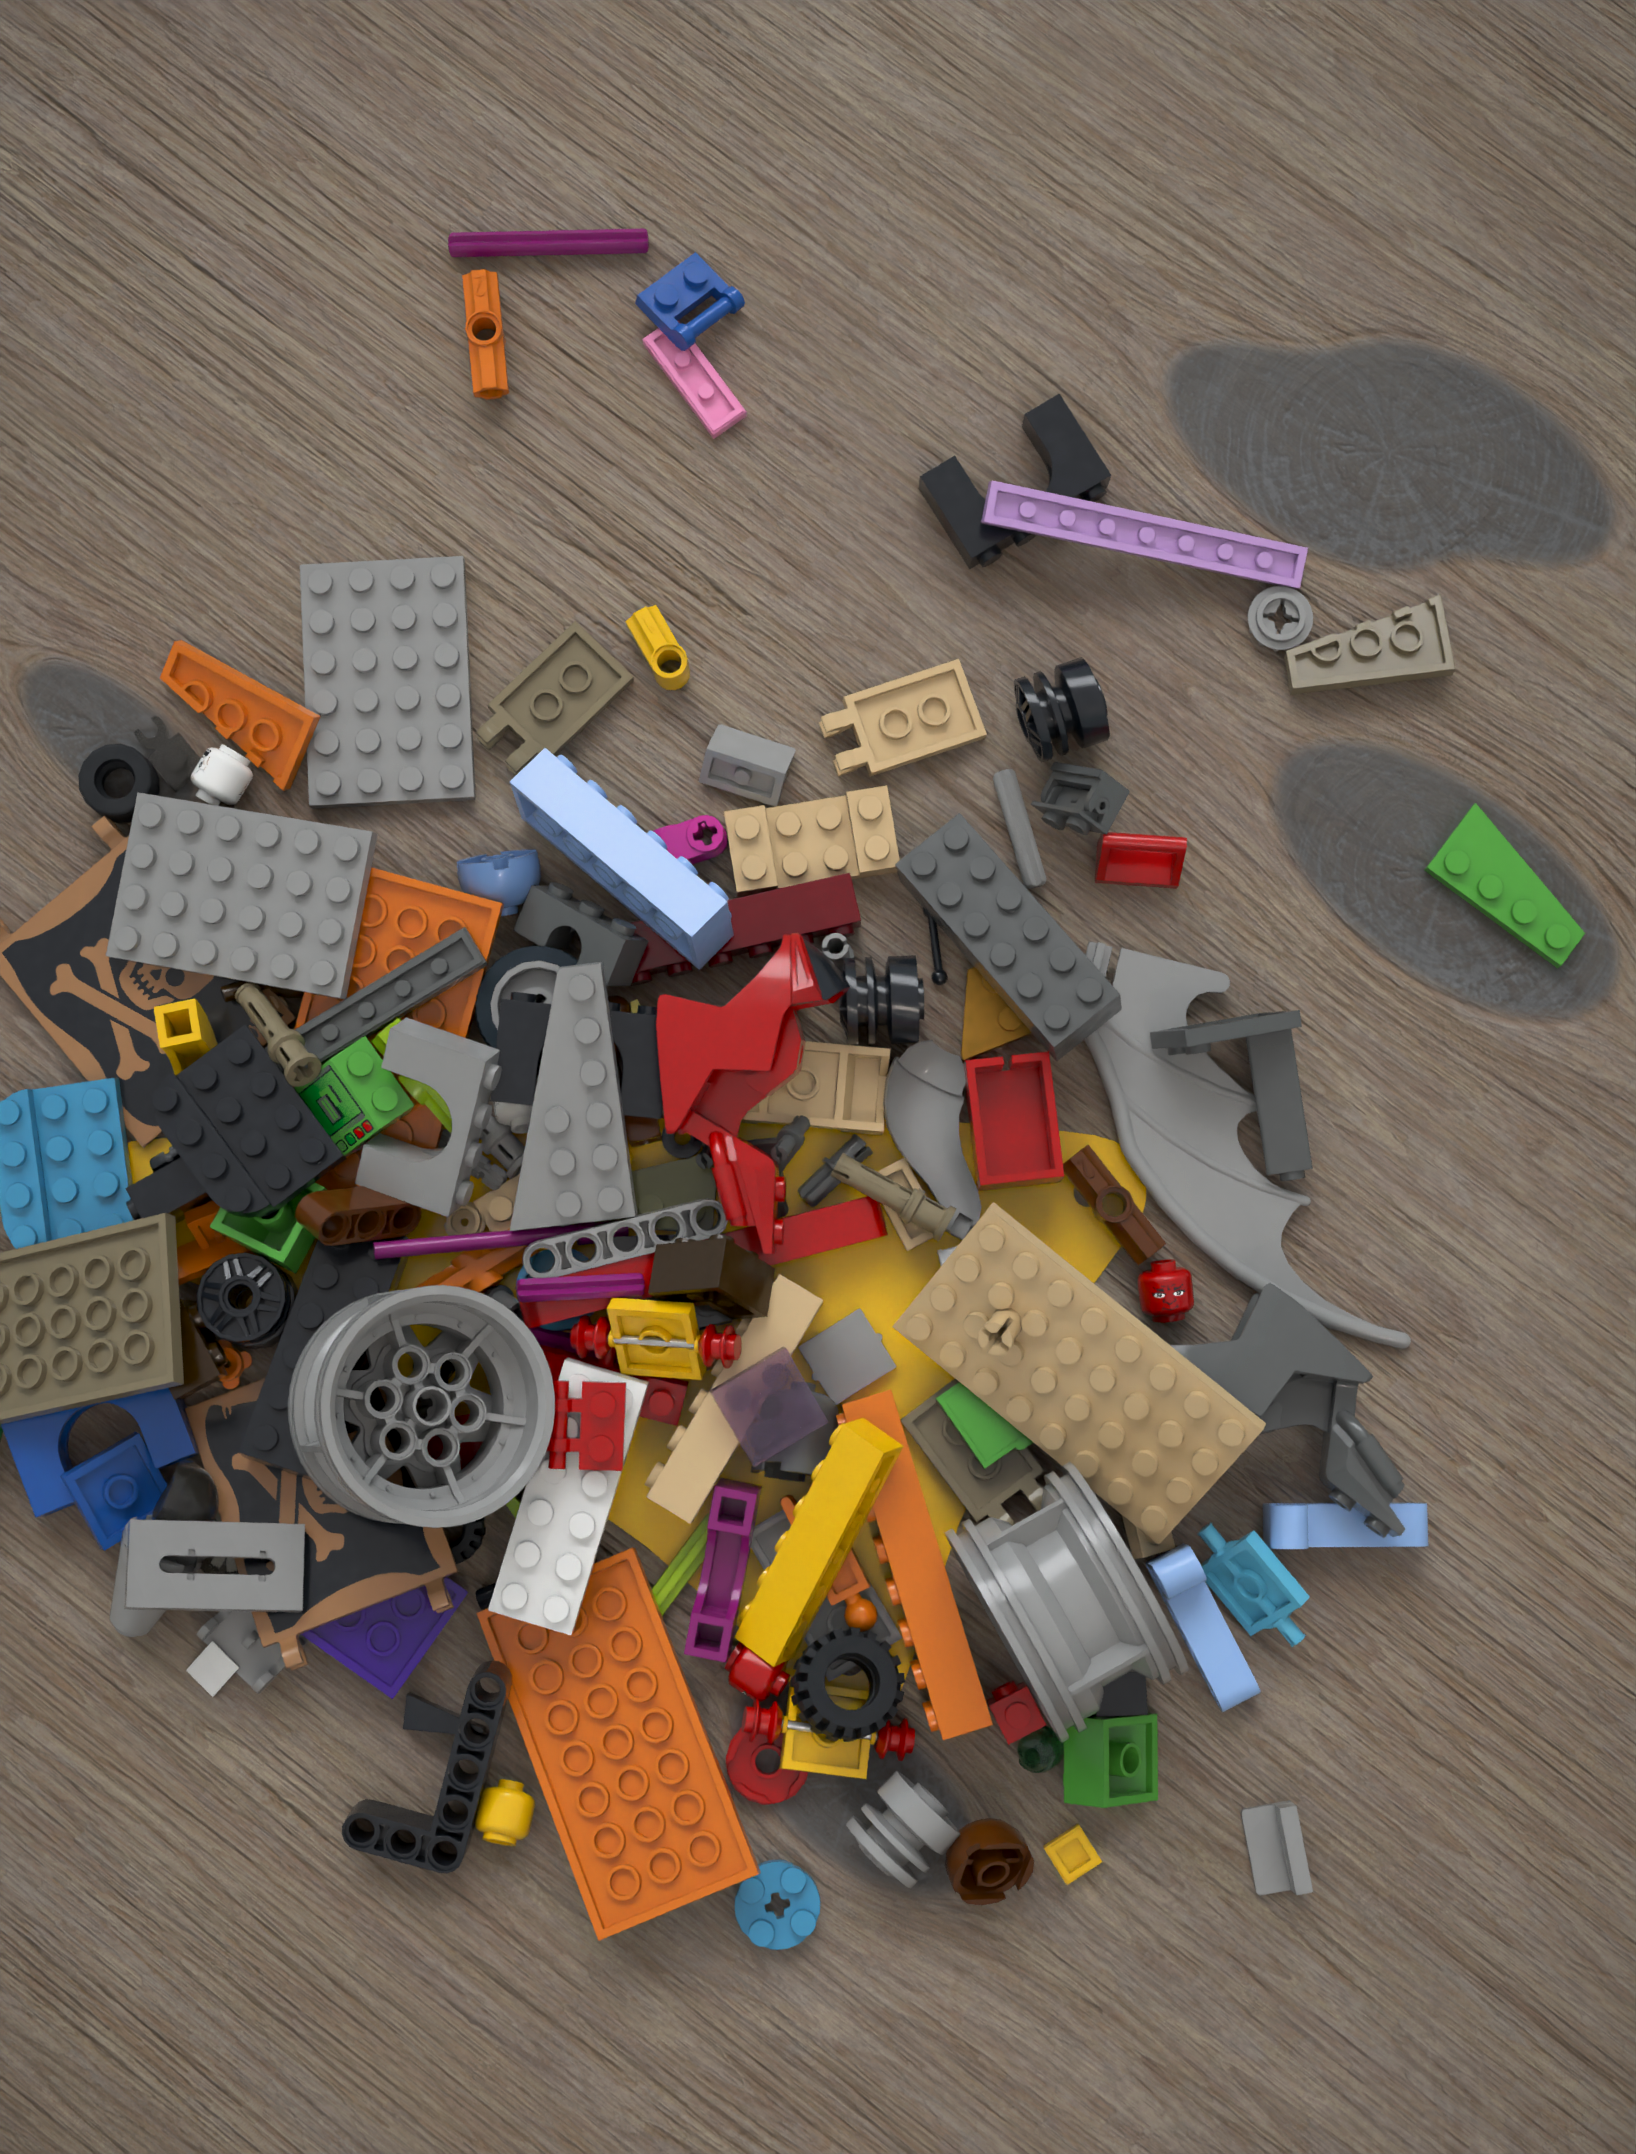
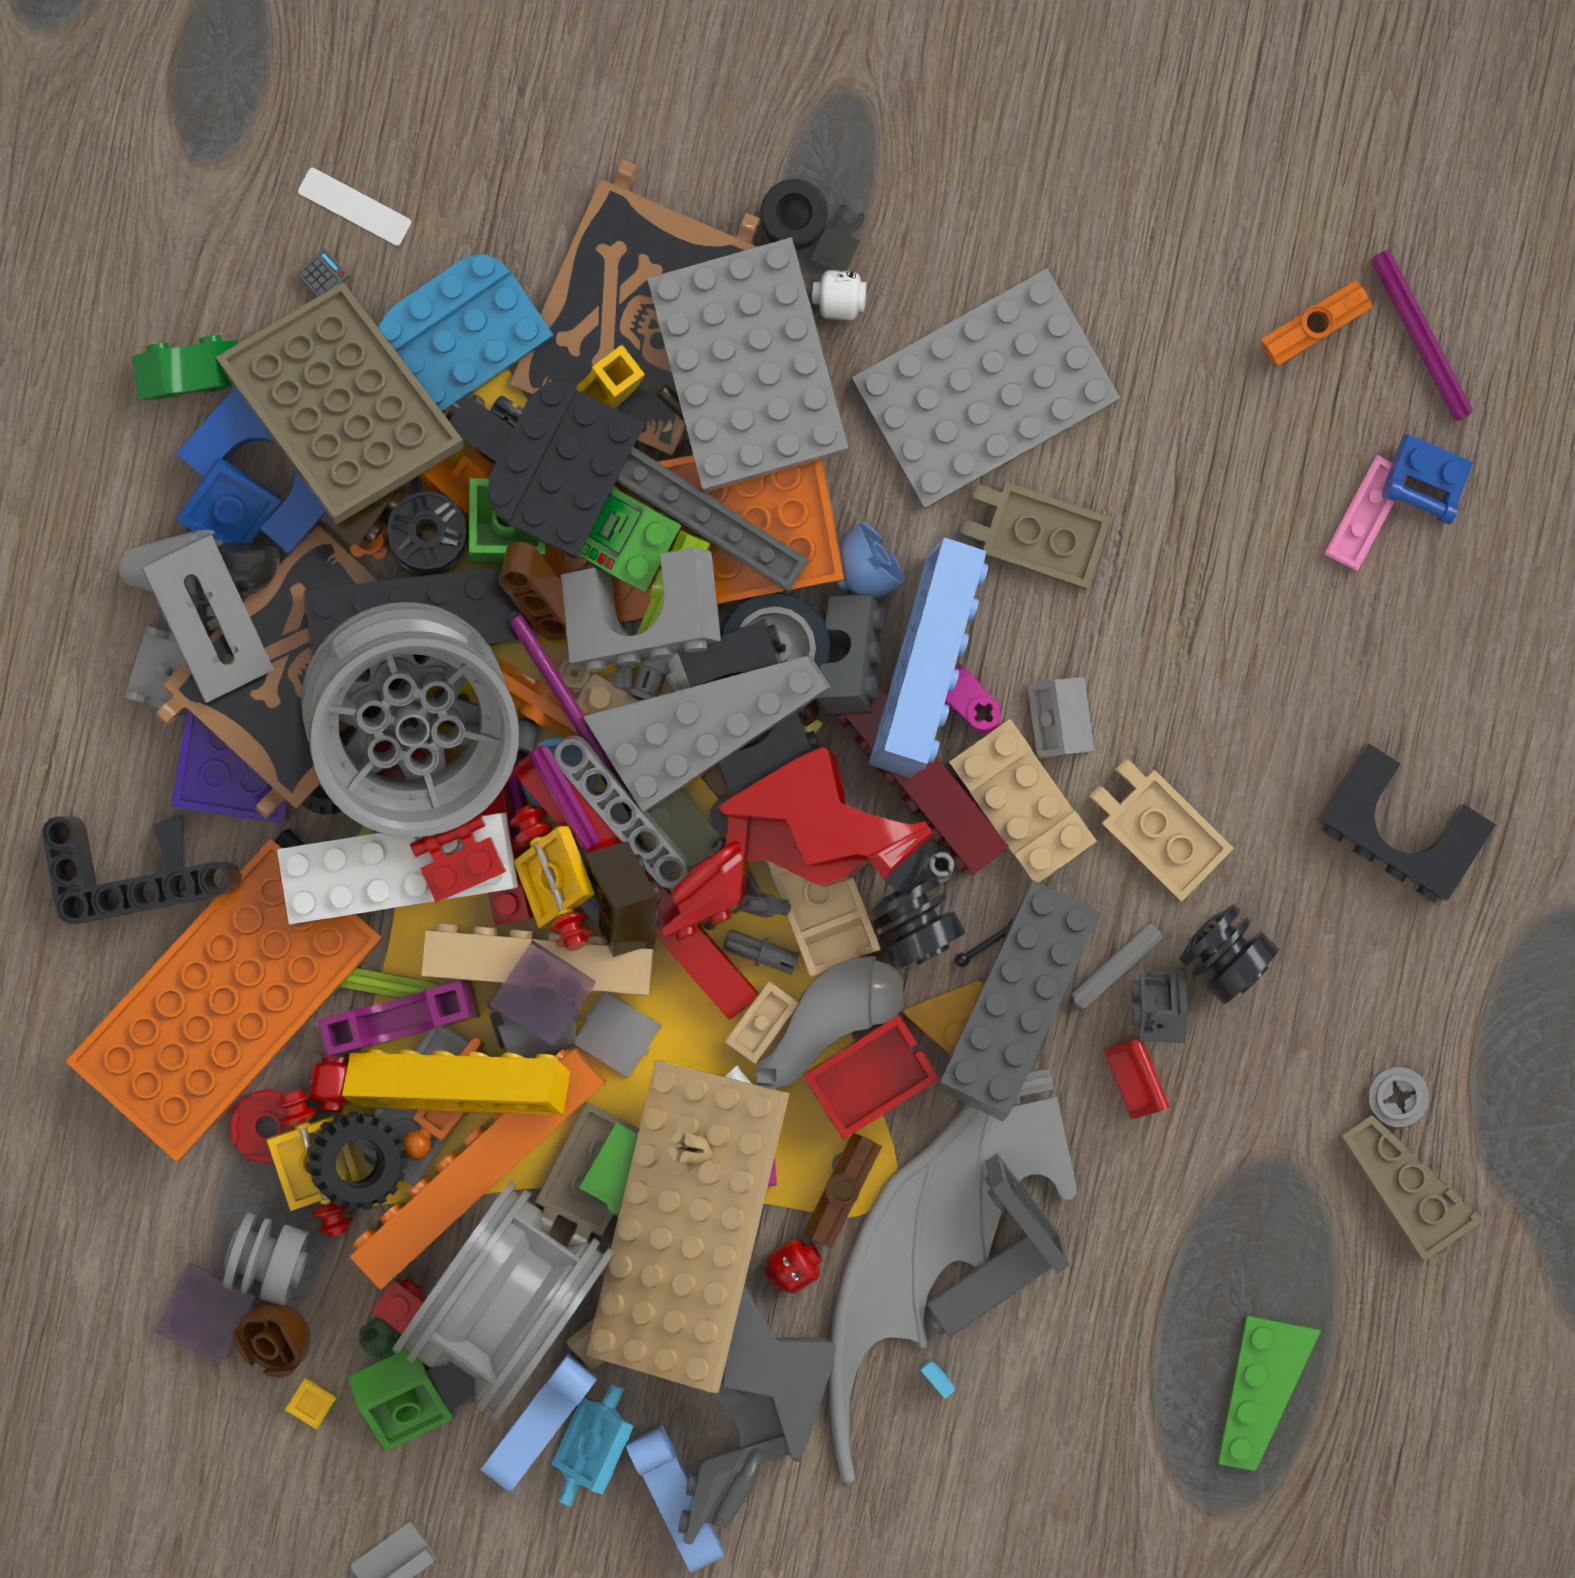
camera: 65 degrees right, 5 degrees up
(212, 1669) = (126, 650): white sticker -> none
(249, 713) = (903, 291): orange wing -> none
(284, 1044) = (643, 465): dark tan pin -> none
(505, 1813) = (126, 938): yellow head -> none
(659, 646) = (1124, 596): yellow piece -> none
(764, 1926) = (156, 1210): dark azure plate -> none
(910, 1204) = (761, 1025): dark tan pin -> none
(928, 1921) = (204, 1313): none -> clear purple plate
(1143, 535) = (1409, 952): lavender plate -> none
(1346, 1201) = (937, 1378): none -> medium azure tile

